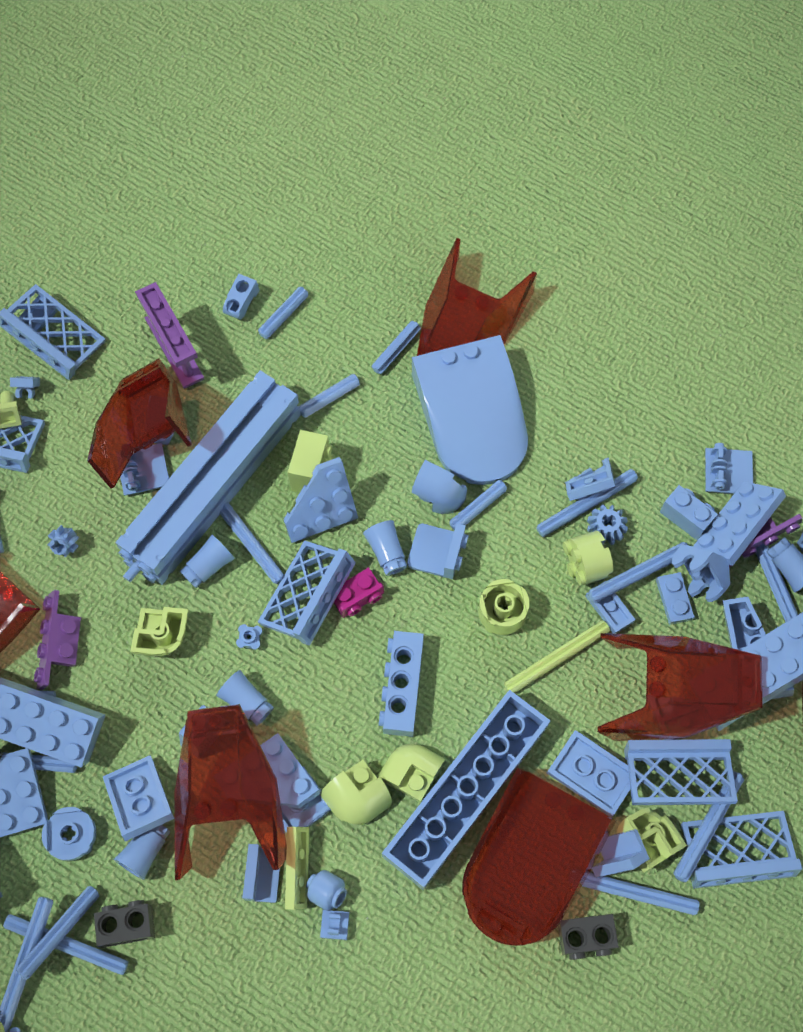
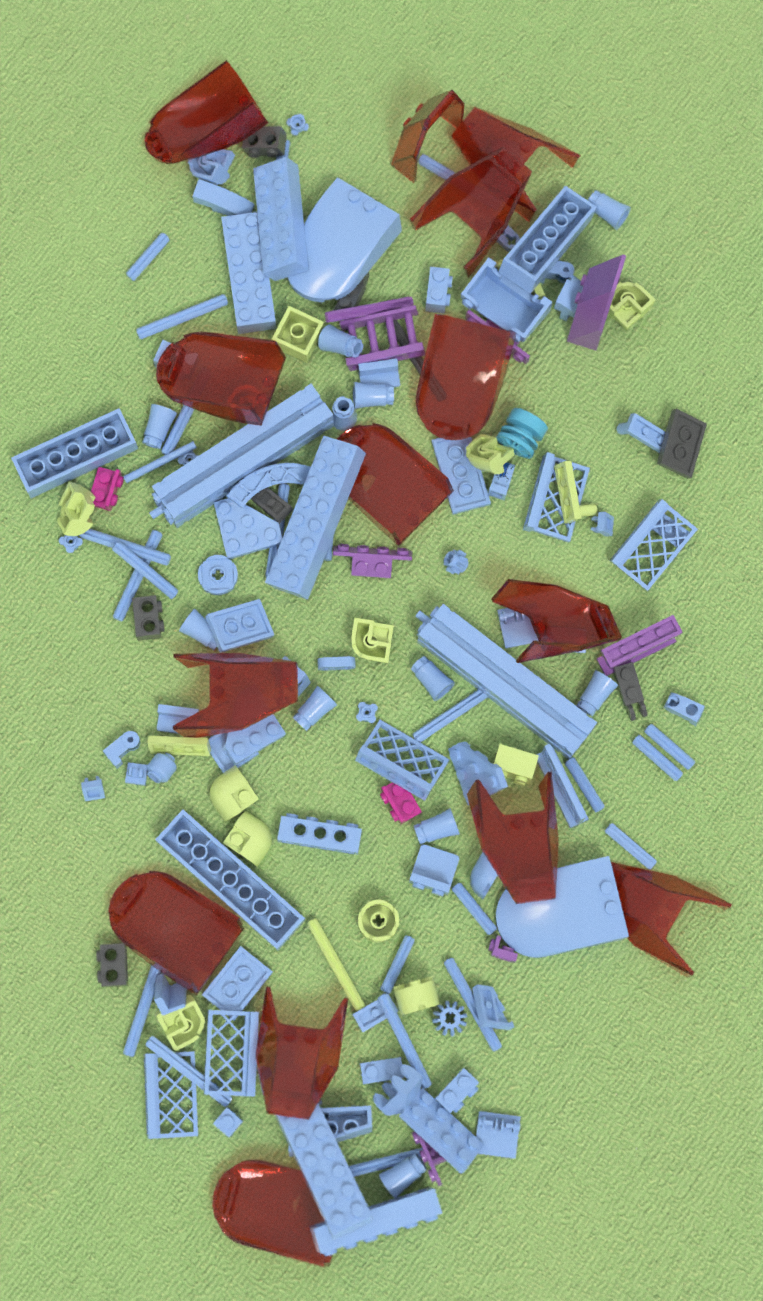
camera: 90 degrees right, 10 degrees up
(187, 676) = (336, 663): none -> light blue beam
(220, 382) = (596, 693): none -> light blue plant
(222, 351) = (630, 689): none -> dark grey hinge
(293, 939) = (120, 747): none -> light blue leg
(296, 324) = (659, 759): none -> light blue axle
(334, 414) = (563, 789): none -> light blue fence
(358, 982) = (93, 789): none -> light blue tile
(405, 449) = (520, 844): none -> clear red windscreen
(524, 476) = (505, 953): none -> medium lavender bracket
(550, 586) = (397, 964): none -> light blue axle
(763, 772) = (228, 1122): none -> light blue brick

